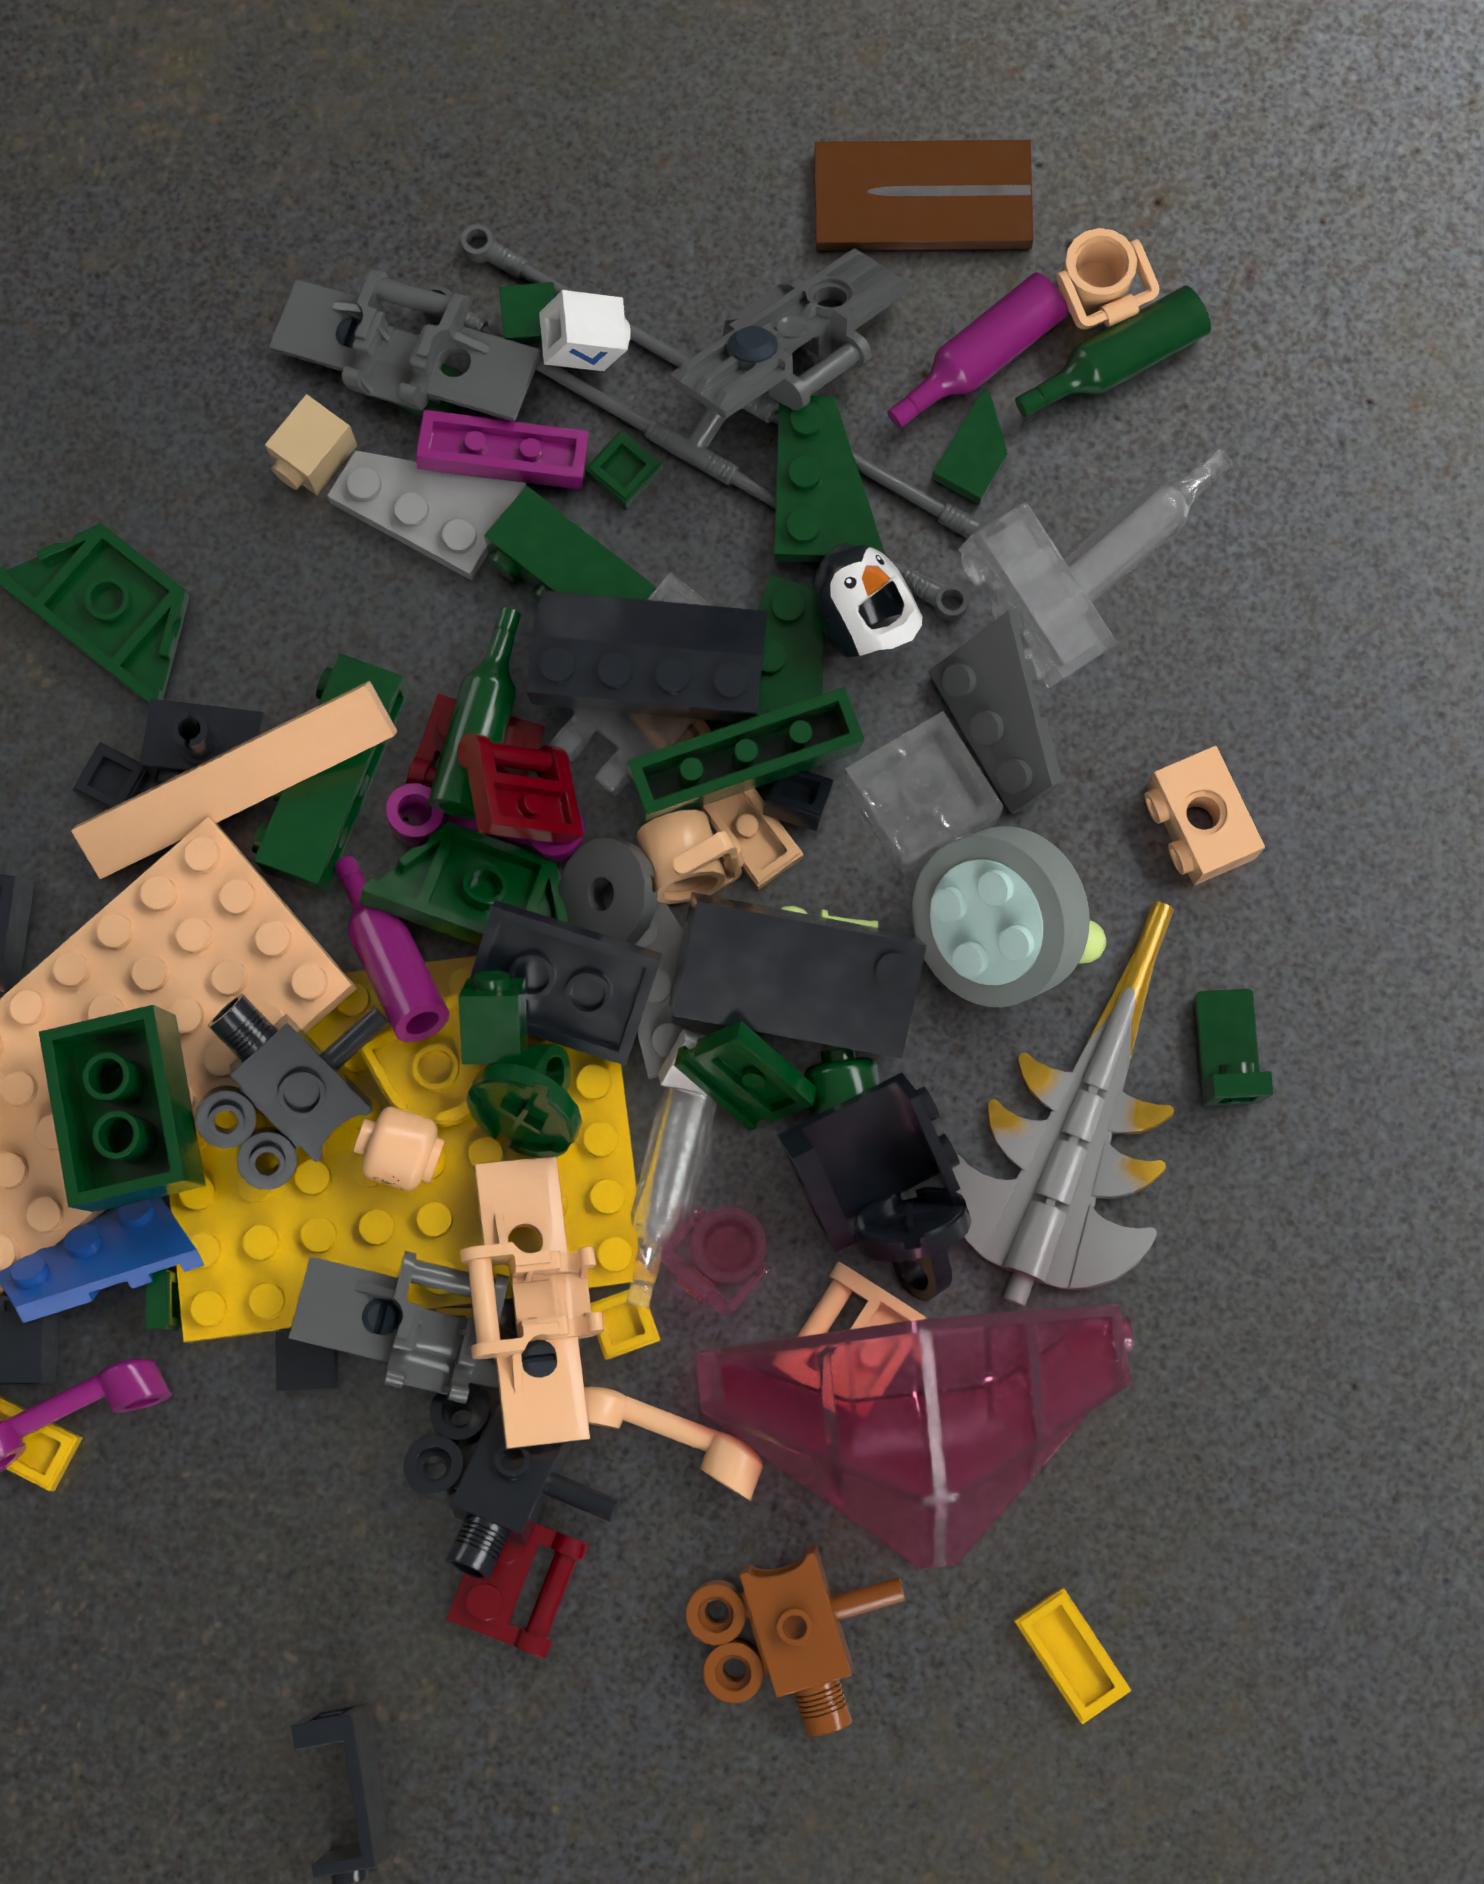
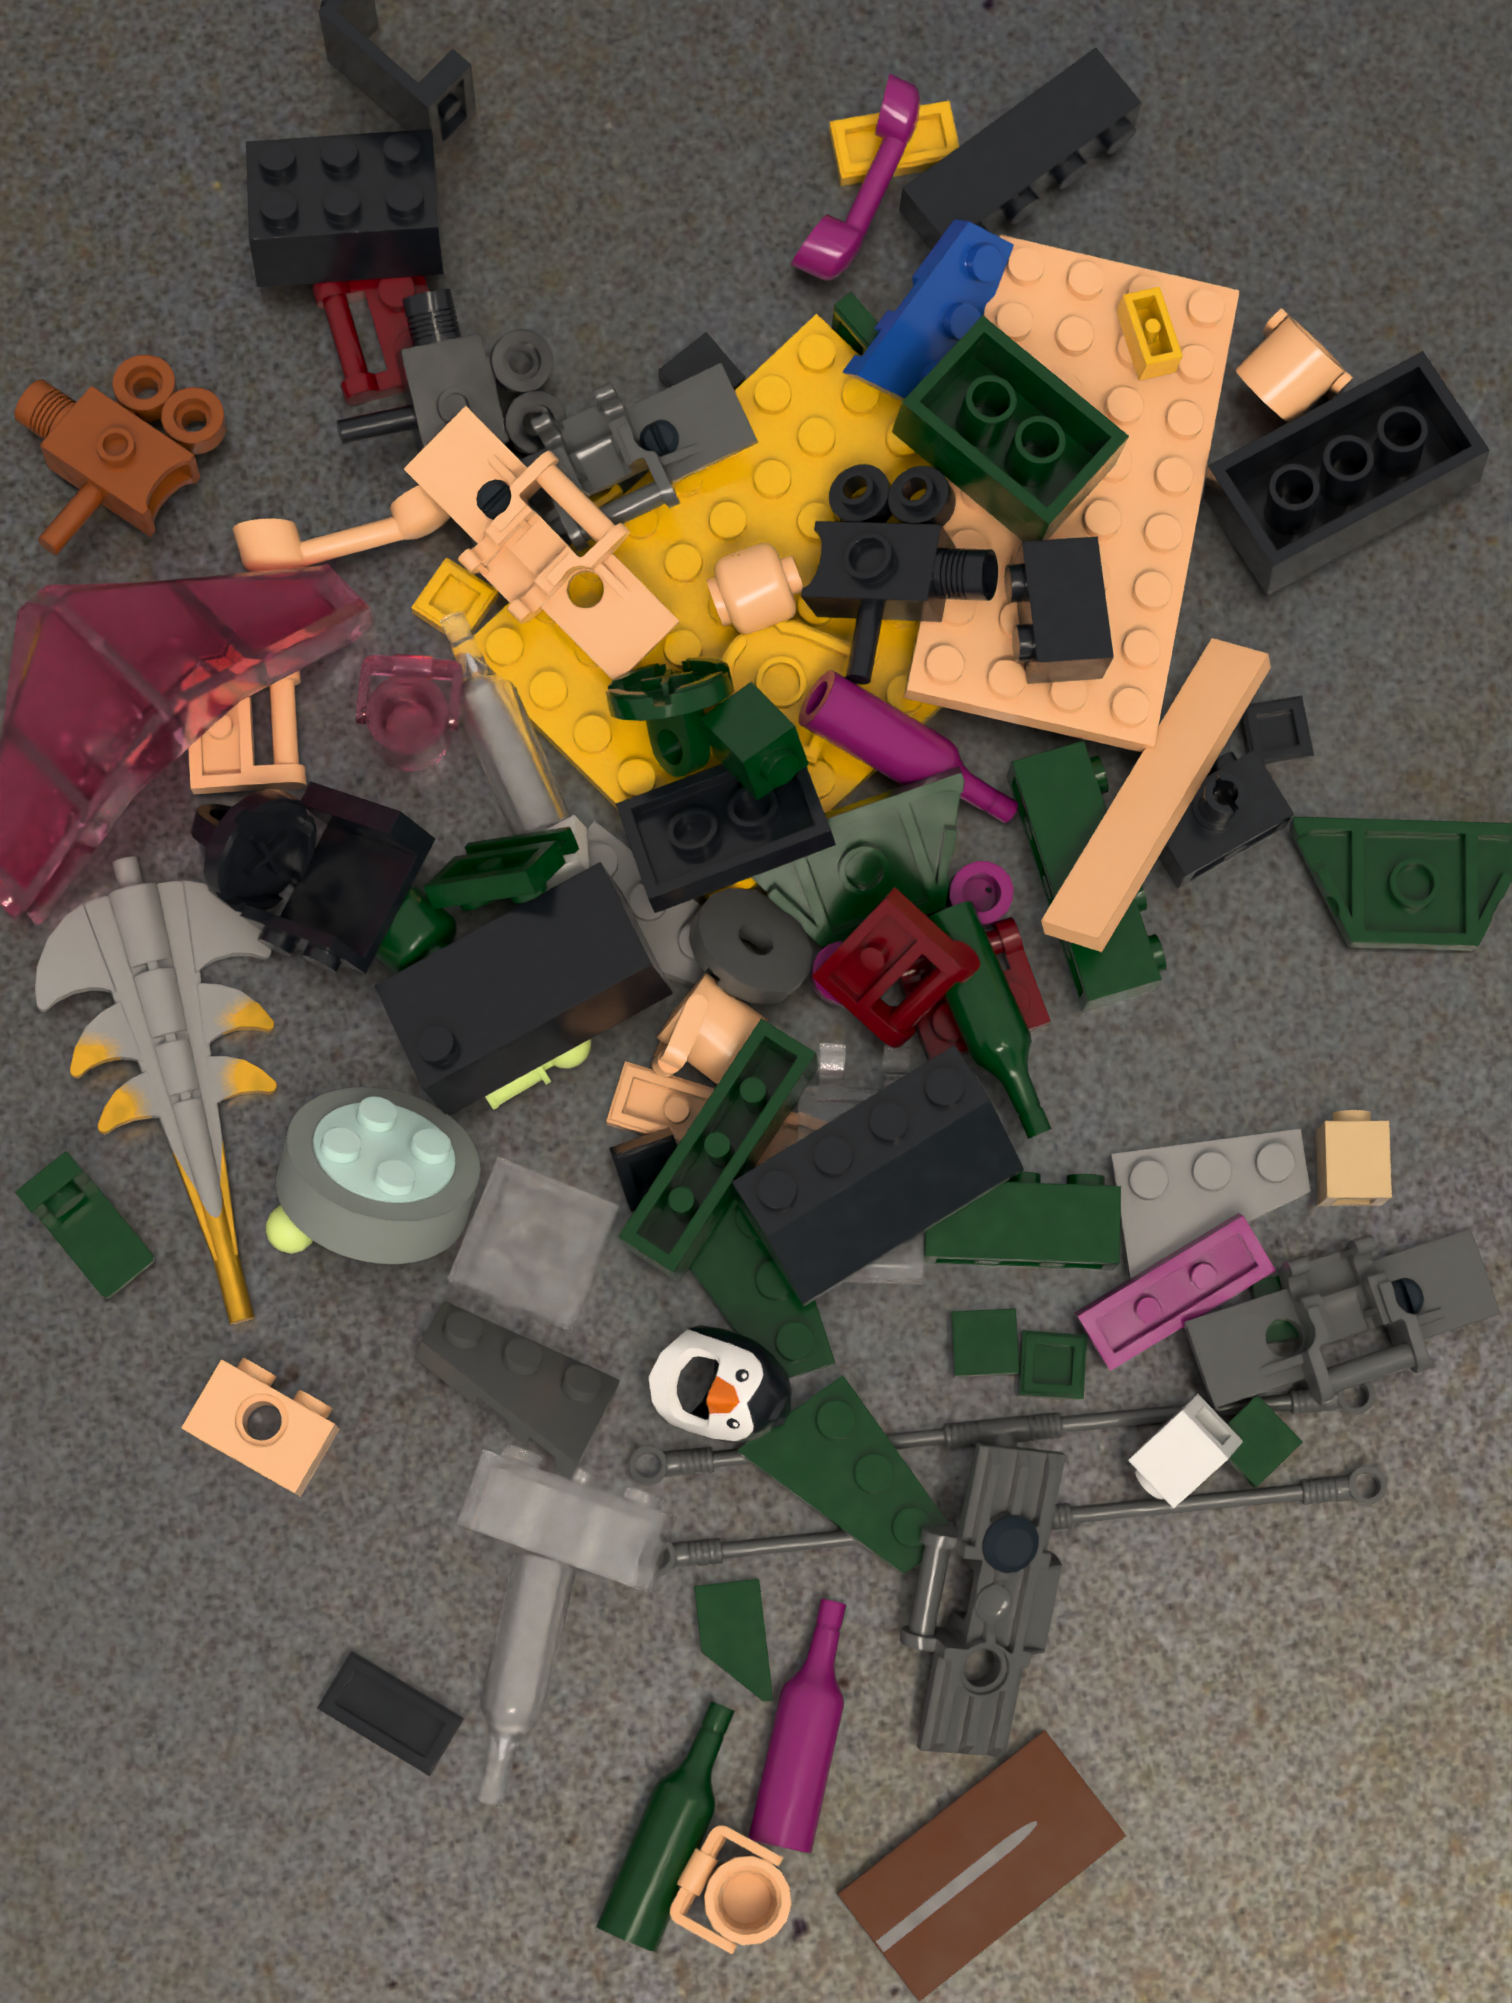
camera: 135 degrees right, 0 degrees up
(194, 951) = (1060, 610): none -> black brick
(473, 1697) = (343, 208): none -> black brick
(657, 516) = (984, 1343): none -> dark green tile
(1248, 569) = (390, 1713): none -> black tile

